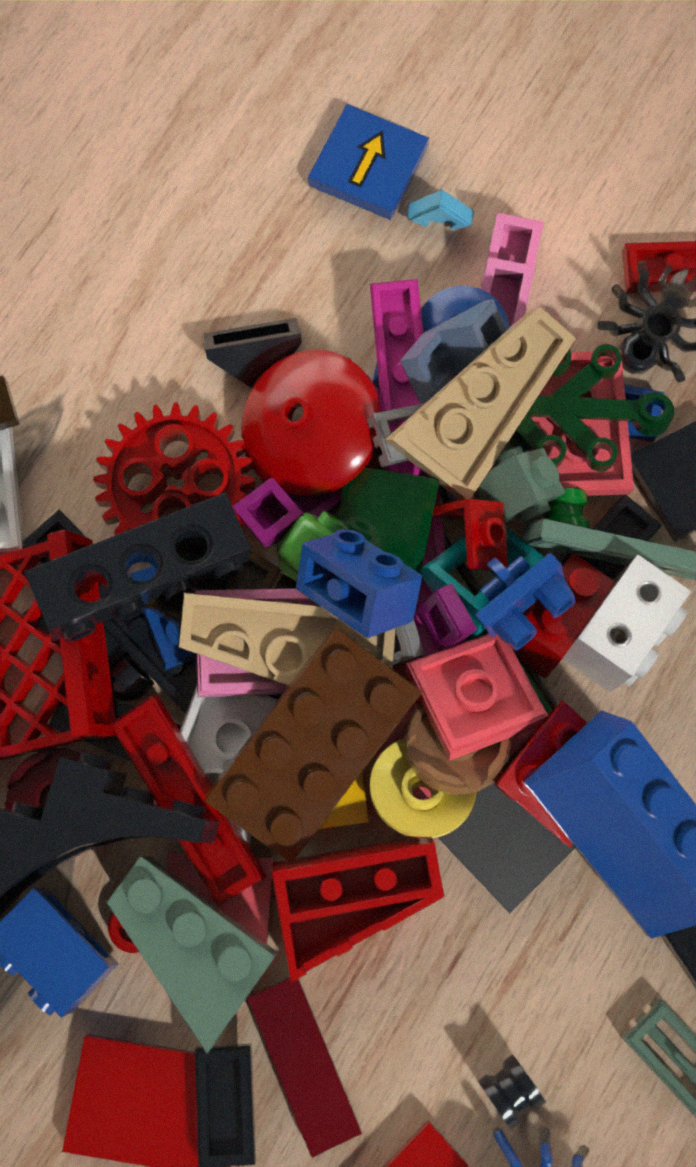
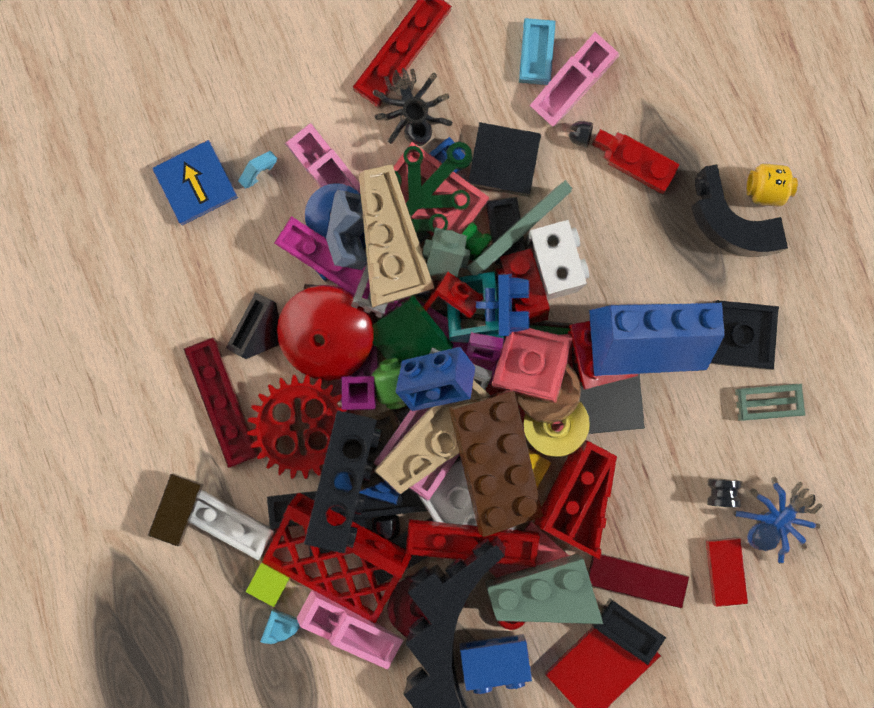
camera: 50 degrees left, 10 degrees up
(135, 374) = (221, 402): none -> dark red tile

